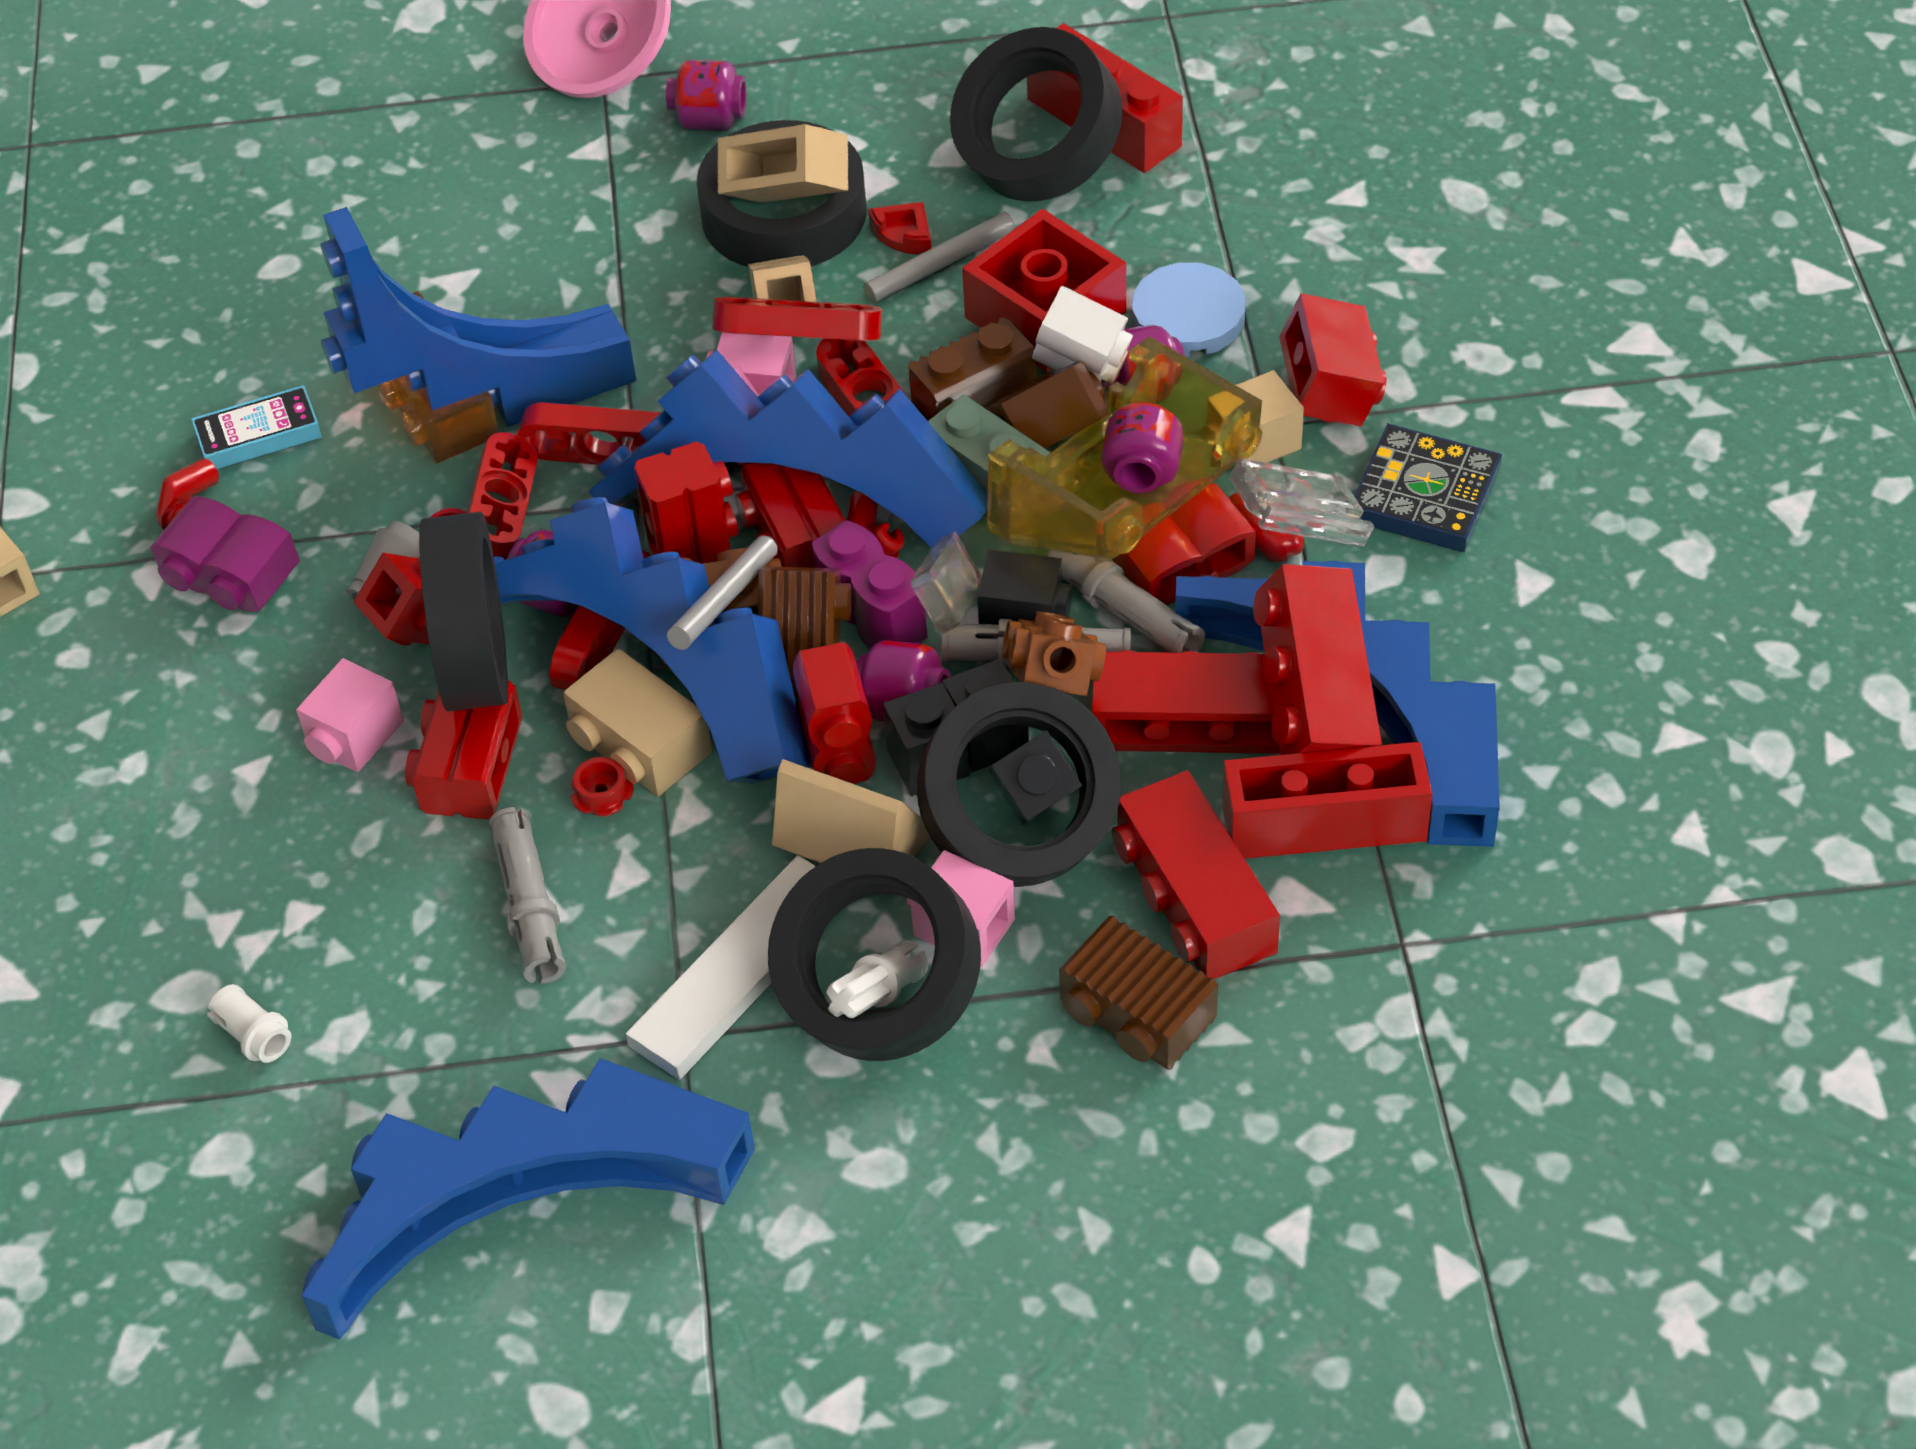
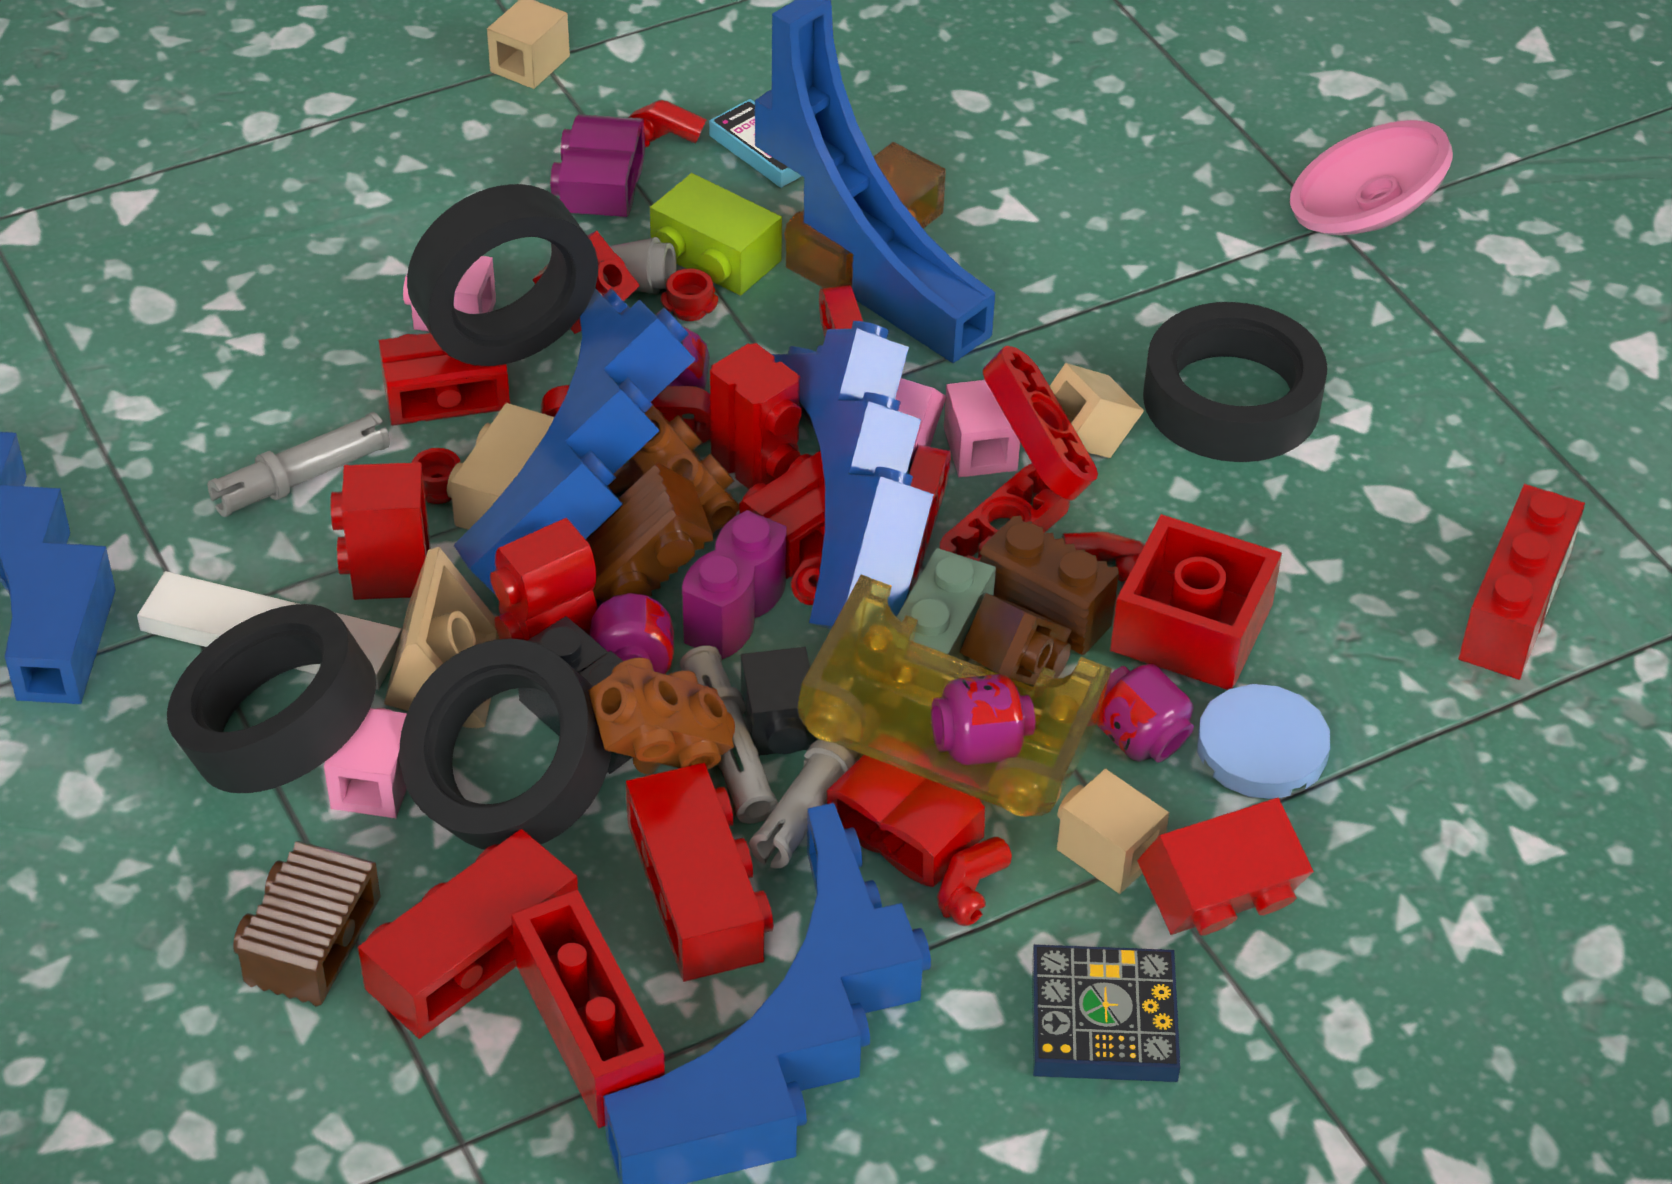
camera: 65 degrees right, 5 degrees down
(261, 1033) = (107, 351): white pin -> none
(382, 484) = (718, 232): none -> lime brick
(511, 484) = (756, 287): red beam -> none
(694, 821) = (383, 528): none -> red brick
(707, 95) = (1340, 290): magenta head -> none
(722, 593) = (620, 446): light grey bar -> none
(783, 163) = (1235, 350): tan brick -> none
(877, 980) = (231, 698): white axle -> none
(902, 227) = (1256, 488): red tile -> none
(939, 257) = (1224, 522): light grey bar -> none
(947, 583) = (740, 623): clear plate -> none
(948, 325) = (1108, 548): none -> red arm
(995, 74) = (1447, 558): black tyre -> none
(1034, 777) = (514, 752): black brick -> none
(1083, 332) = (1078, 610): white brick -> none
(1301, 502) = (991, 885): clear plate -> none
(1316, 660) = (726, 932): brick -> none

